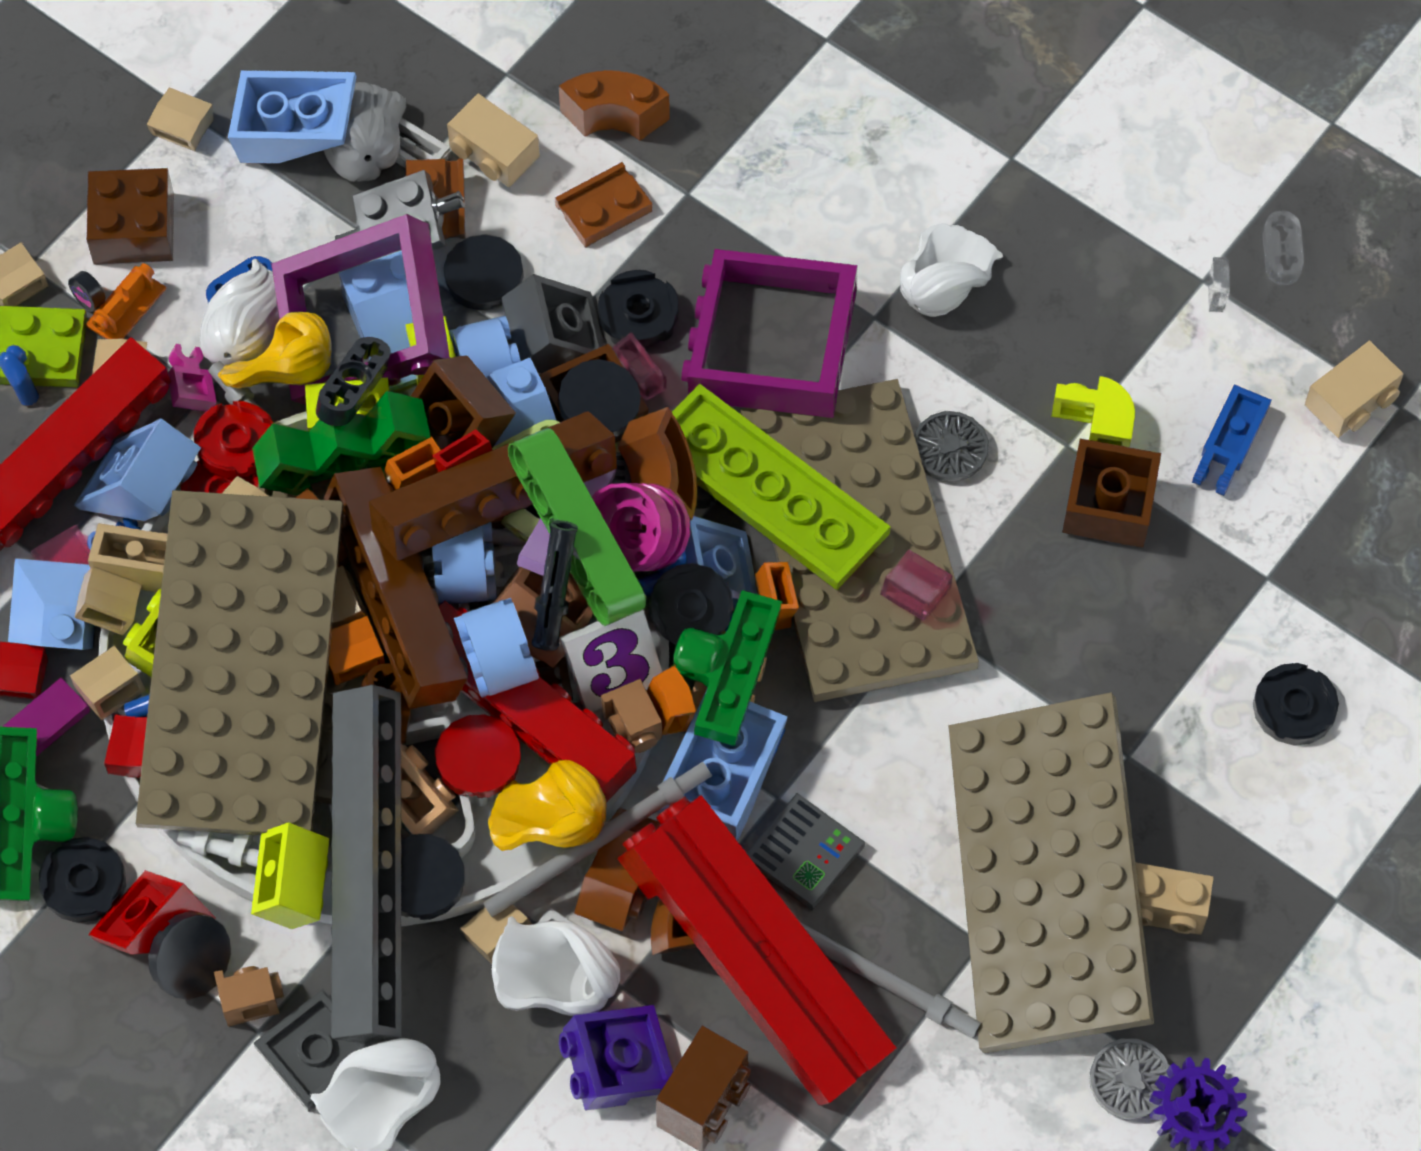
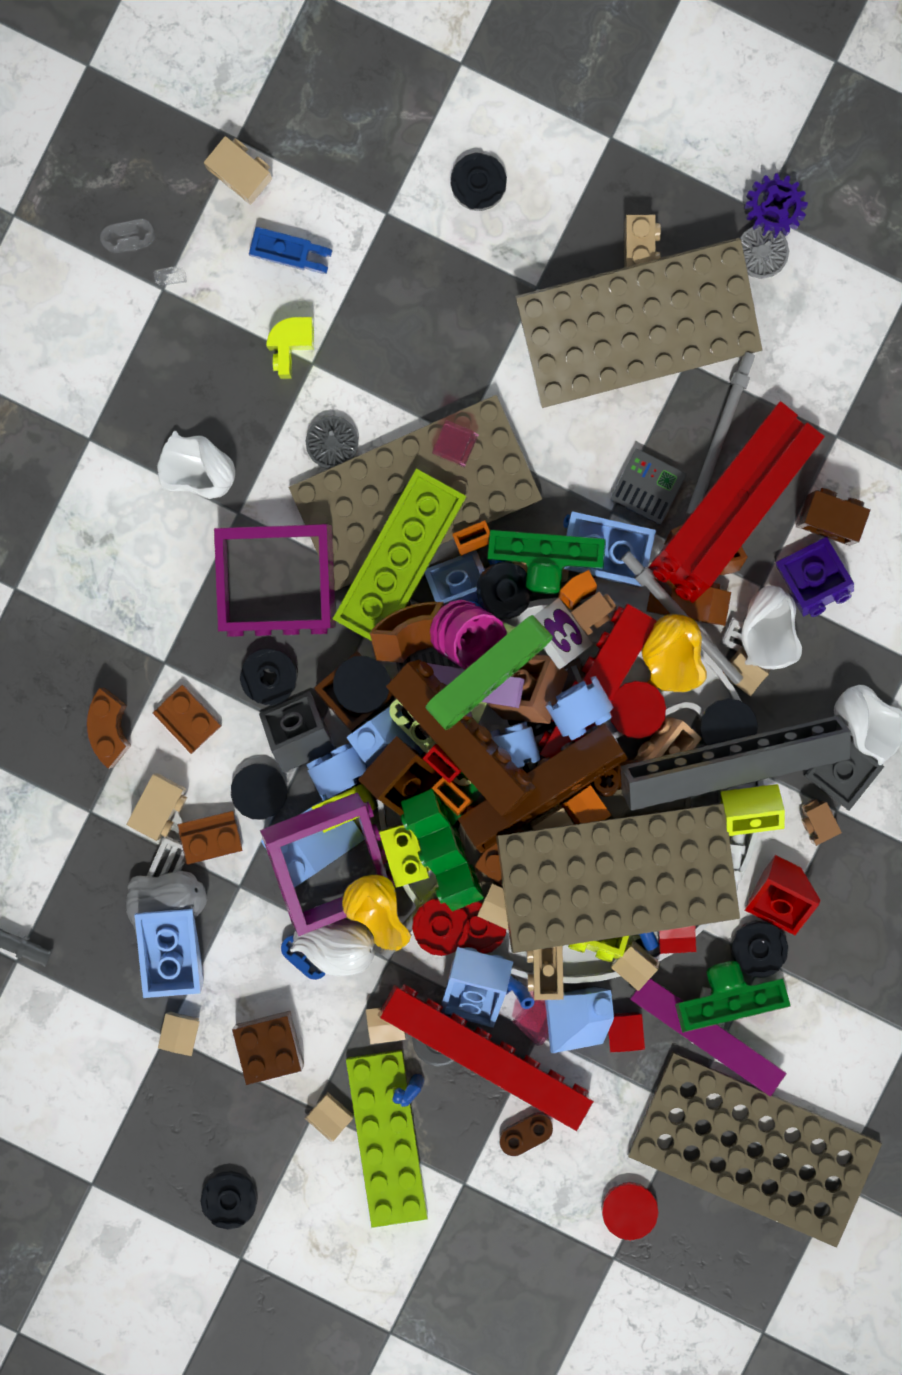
camera: 105 degrees left, 25 degrees up
(87, 290) = (331, 1062): black tile -> none
(107, 600) = (580, 981): tan piece -> none
(126, 304) = (336, 1032): orange hinge -> none
(189, 384) = (388, 972): dark pink plate -> none
(189, 954) = (806, 863): black tile -> none
(353, 395) = (388, 854): black beam -> none
(403, 196) = (237, 857): plate -> none
(551, 603) = (513, 677): black pin -> none
(652, 382) = (312, 661): clear pink piece -> none
(1111, 493) = (353, 324): reddish brown brick -> none

